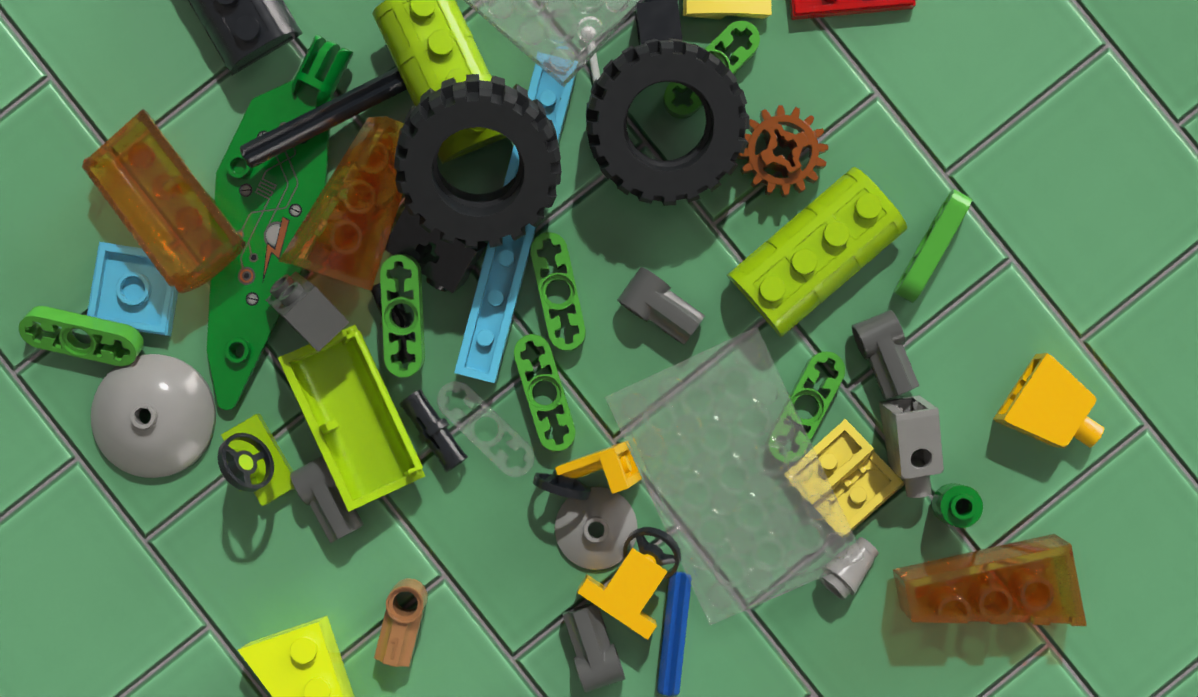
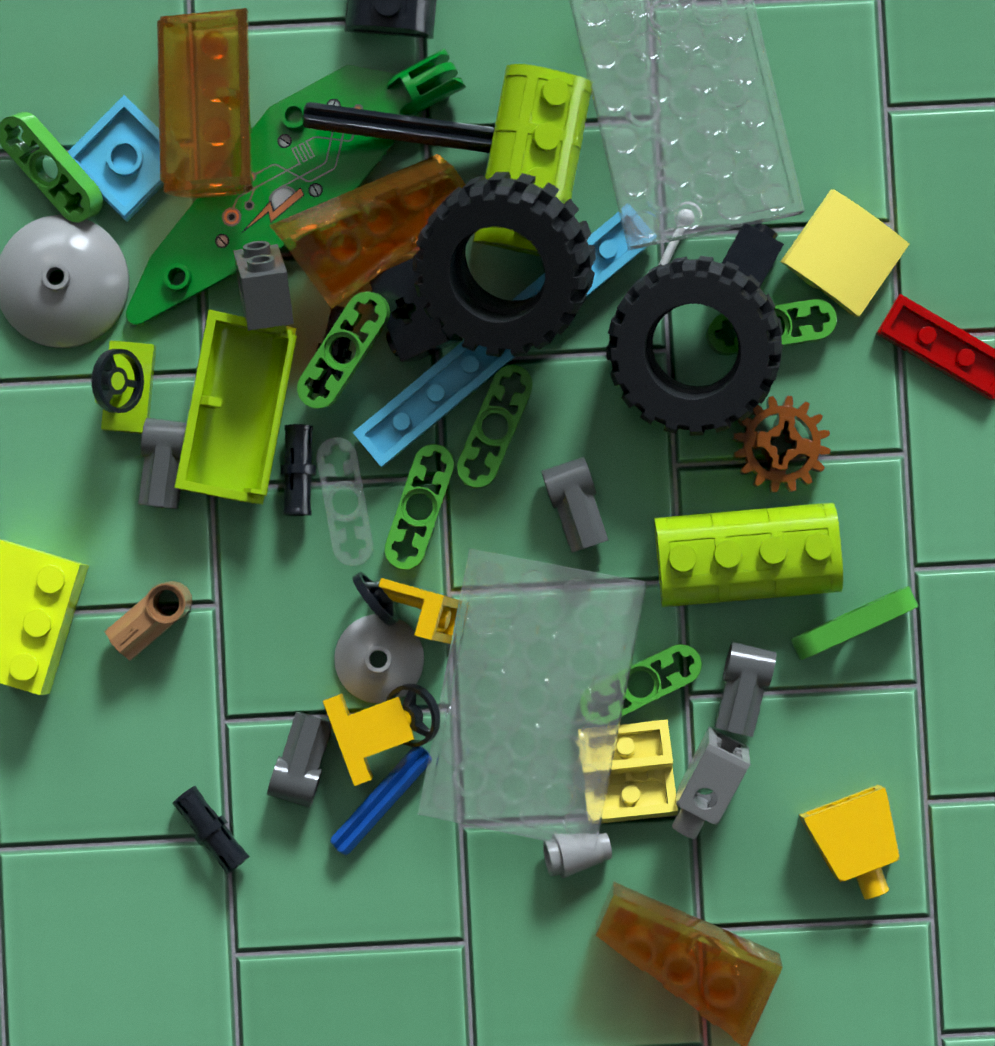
camera: 35 degrees right, 0 degrees up
(946, 499) = (700, 854): green brick -> none

